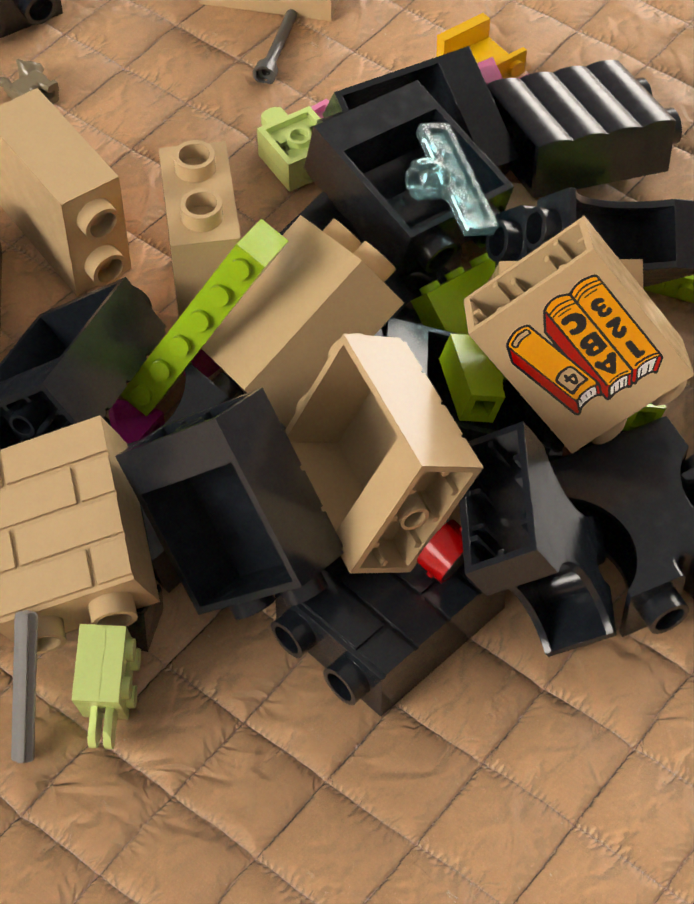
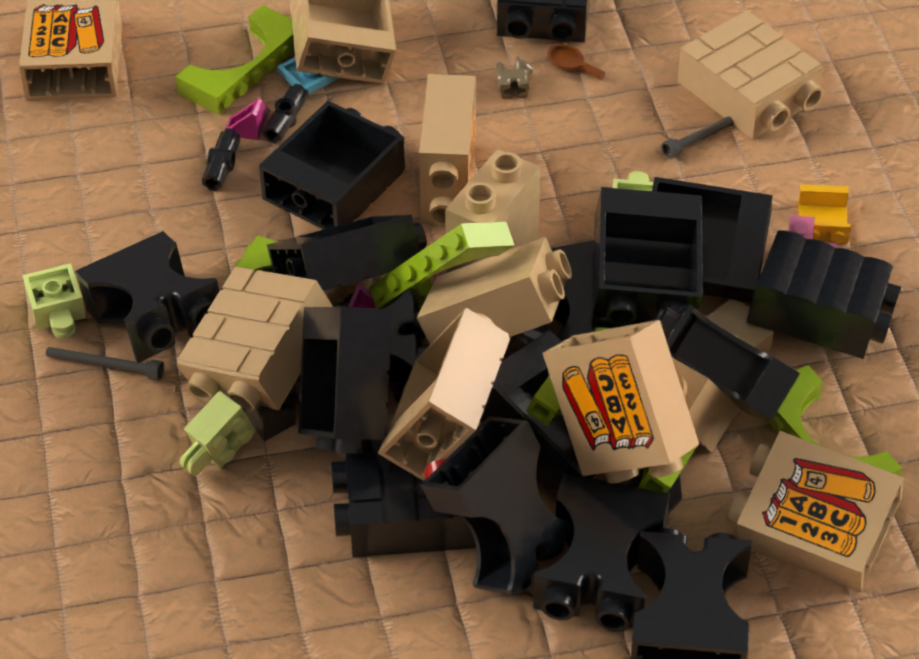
camera: 40 degrees right, 5 degrees down
(24, 686) = (170, 408): light grey axle -> none
(71, 36) = (571, 59): none -> dark orange piece
(449, 177) = (654, 266): clear light blue plate -> none

